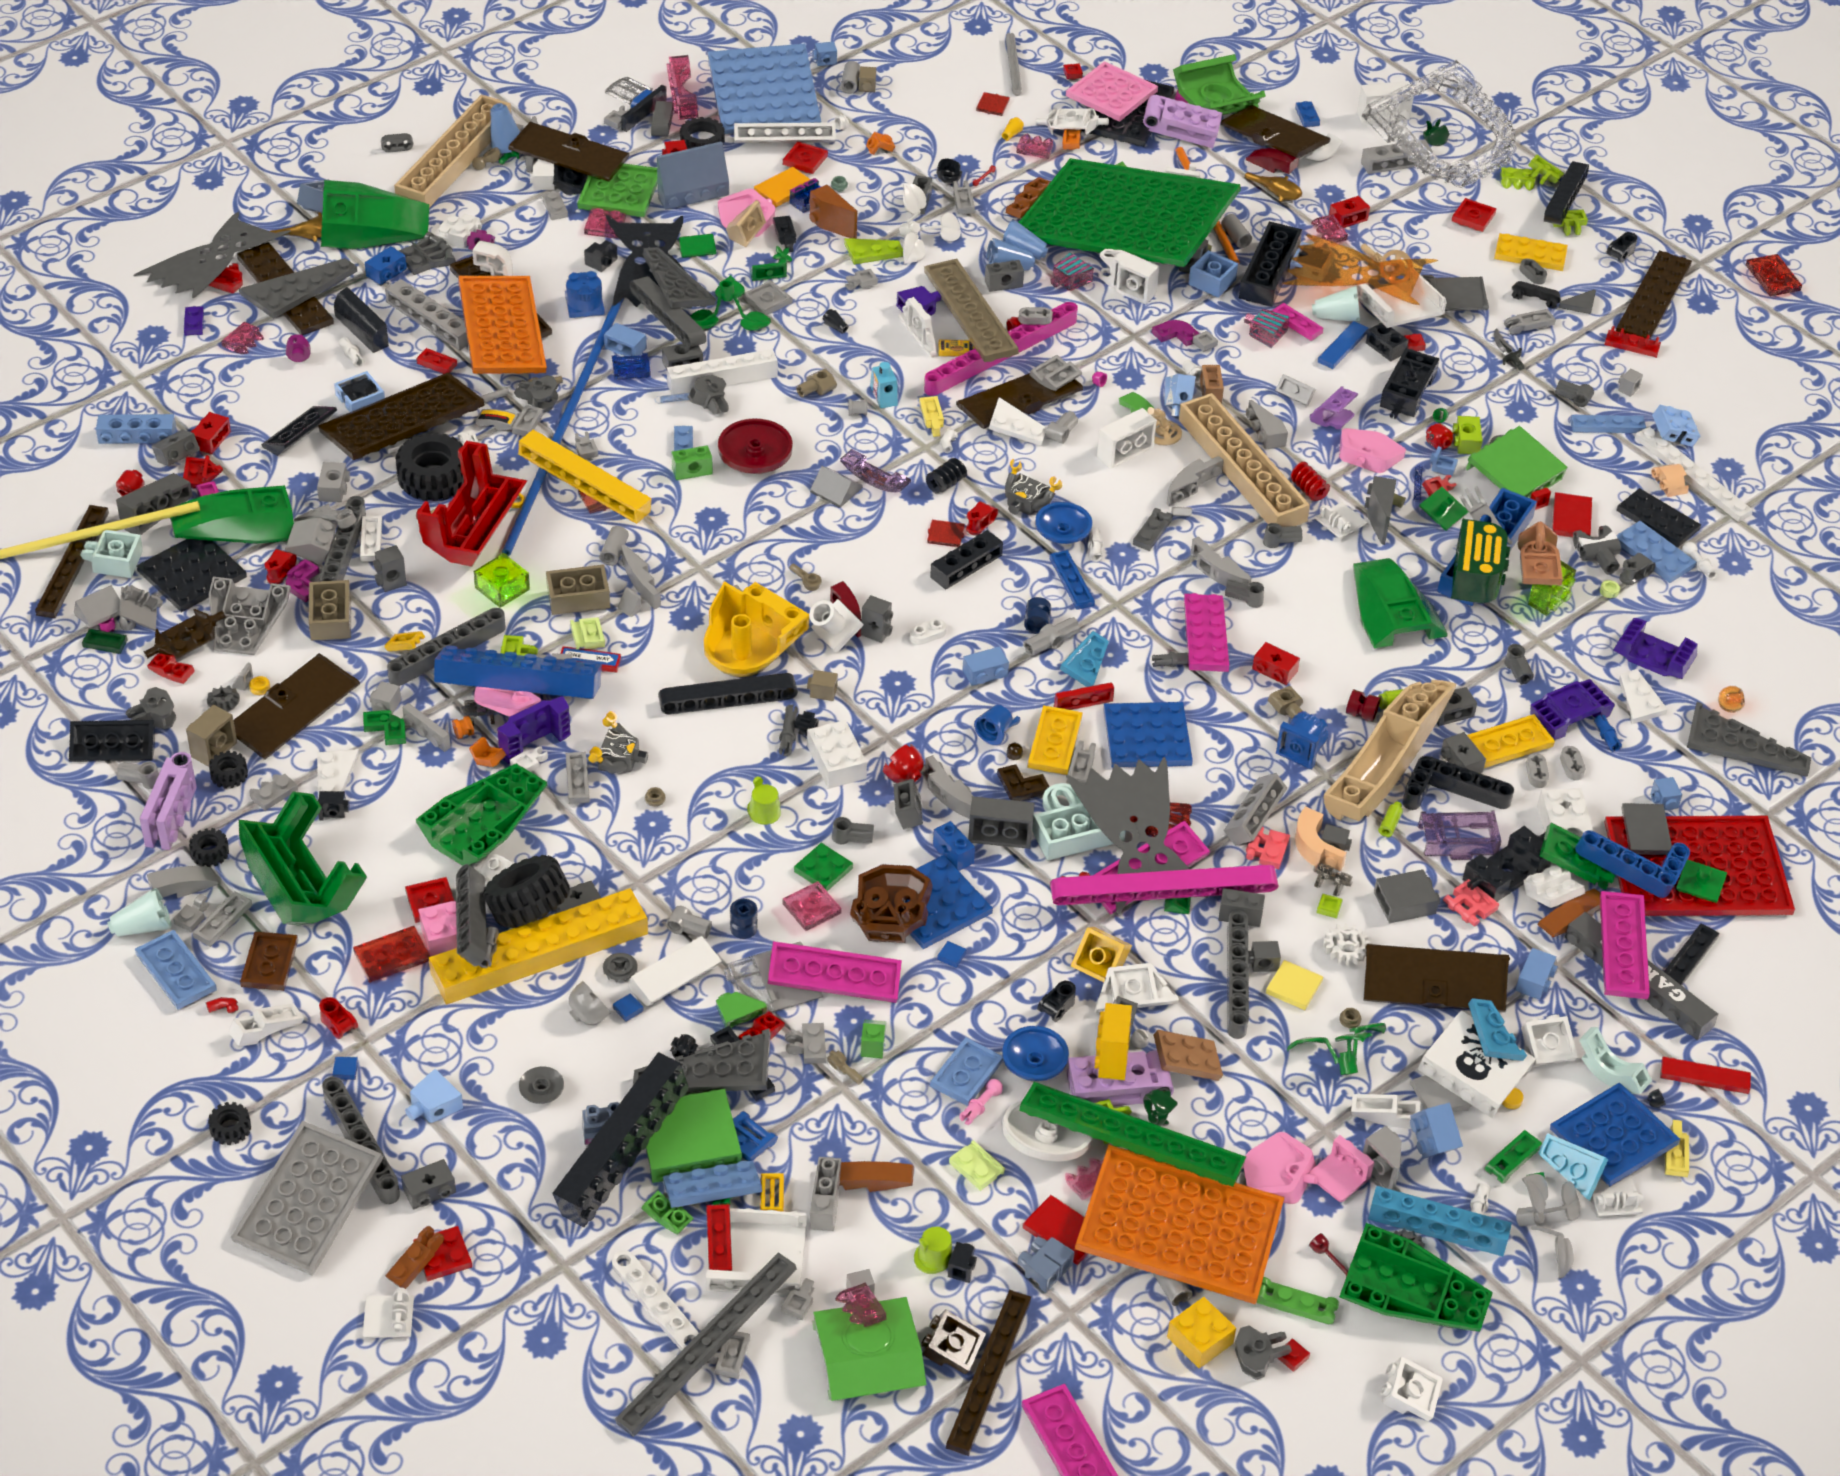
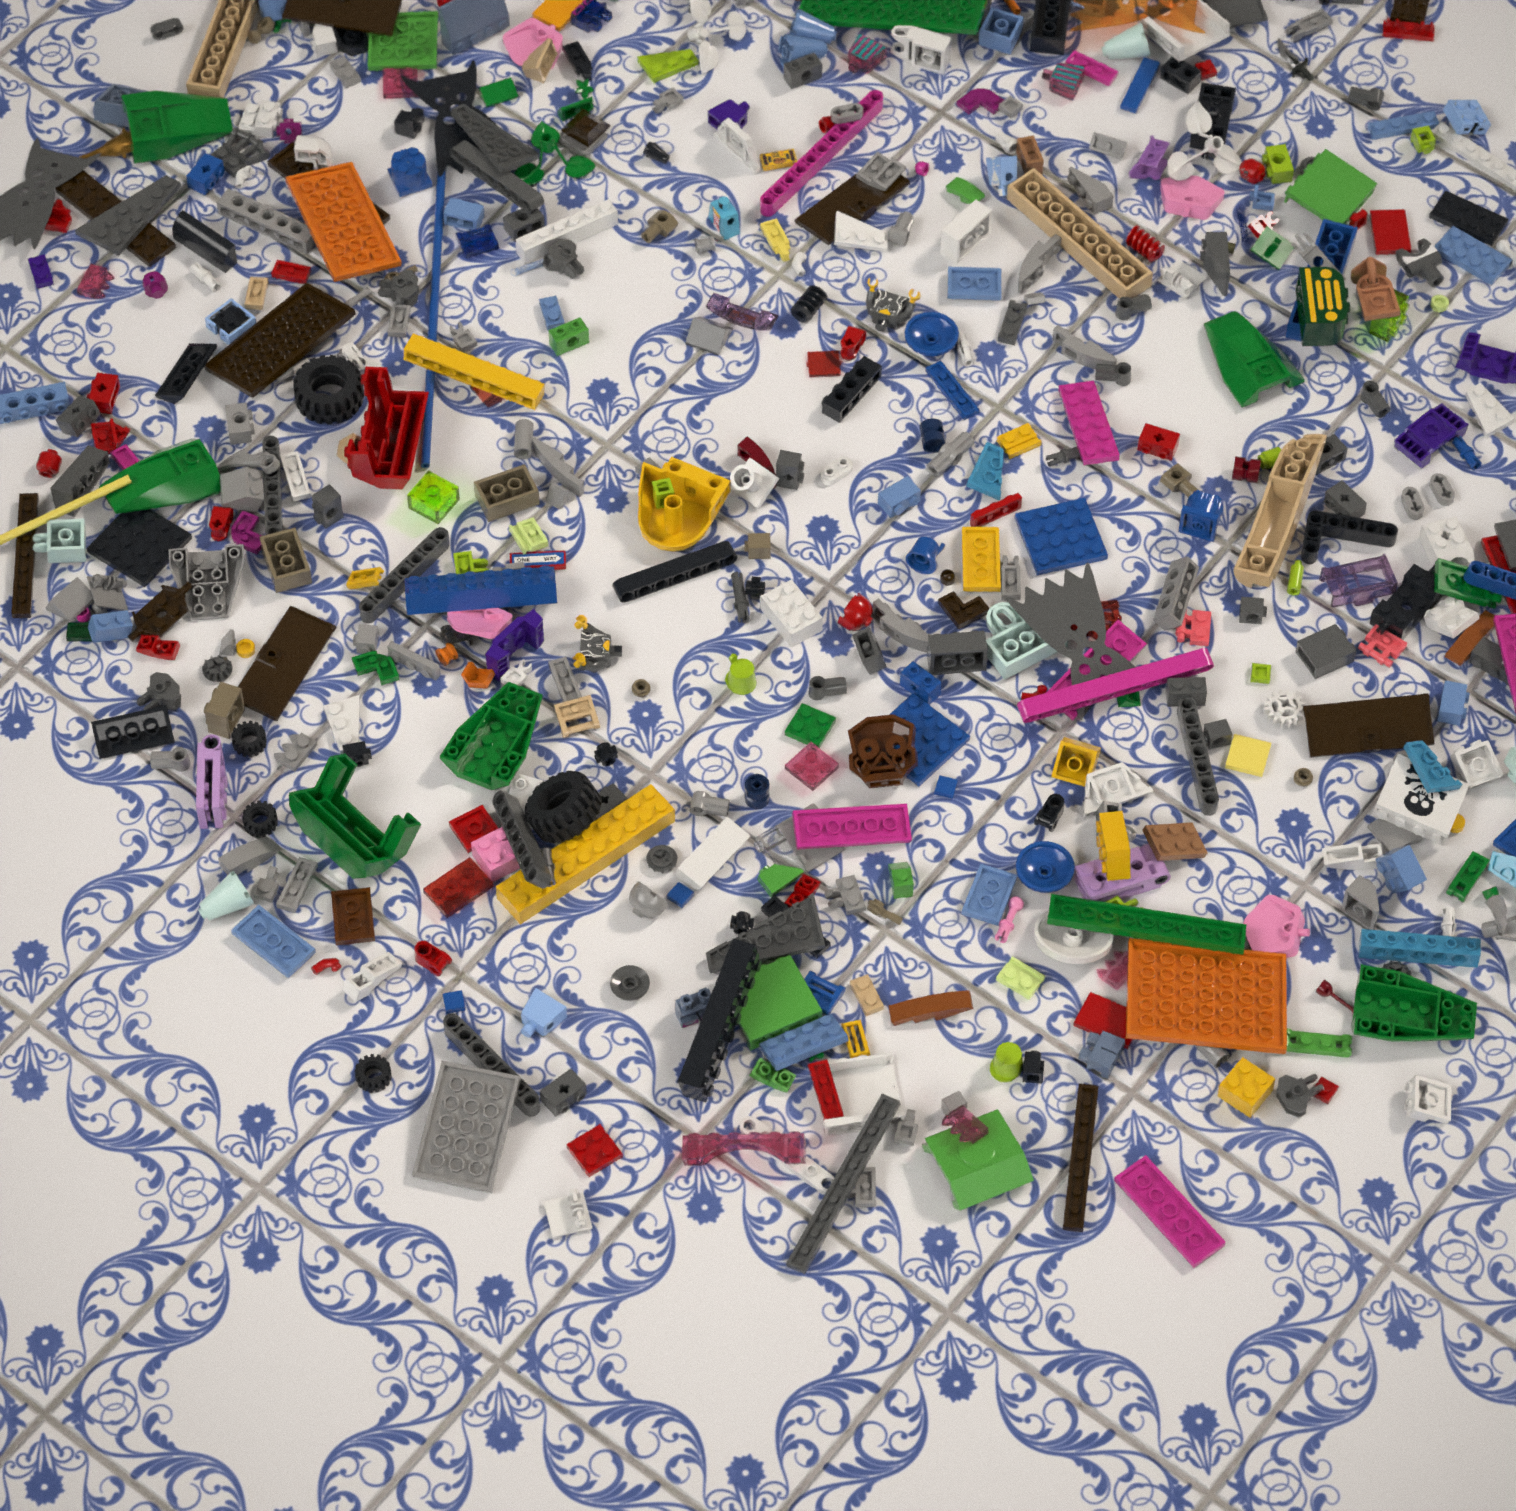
camera: 10 degrees left, 10 degrees up
(127, 637) = (110, 626): none -> medium blue brick
(395, 373) = (256, 293): none -> tan plate
(415, 1258) = (574, 1161): dark orange hinge -> none
(422, 273) = (242, 175): none -> white arm
(499, 418) = (369, 322): slope -> none
(563, 1274) = (701, 1149): none -> clear pink arch
(577, 803) = (575, 710): none -> tan plate
(595, 852) = (606, 754): none -> black gear
(733, 608) = (661, 489): none -> lime brick
(755, 446) = (623, 307): dark red dish -> none
(772, 288) = (585, 128): none -> dark brown slope
(799, 1149) = (866, 995): none -> tan plate
(810, 581) = (714, 439): dark tan plate -> none
(825, 1194) = (902, 1031): light grey slope -> none
(832, 212) = (620, 31): dark orange slope -> none
(952, 1342) = (1044, 1138): plate -> none
(971, 310) = (783, 117): dark tan plate -> none
(1123, 487) = (974, 283): none -> medium blue plate
(1128, 637) = (1018, 441): none -> yellow plate
(1163, 1104) = (1165, 891): dark green piece -> none
(1164, 427) = (996, 209): tan dish -> none
(1311, 846) = (1231, 618): light nougat arch -> none
(1326, 872) = (1252, 643): clear smoke plate -> none
(1343, 1170) = (1329, 919): bright pink bracket -> none
(1347, 1060) = (1309, 817): green plant -> none
(1391, 377) = (1200, 122): none -> white plant
(1437, 414) = (1244, 146): green hinge -> none
(1512, 740) = (1384, 477): yellow plate -> none
(1625, 443) = (1423, 143): none -> lime brick
(1630, 382) = (1415, 76): light grey plate -> none
(1636, 569) = (1459, 278): dark grey piece -> none
(1671, 479) = (1472, 175): light nougat cylinder -> none

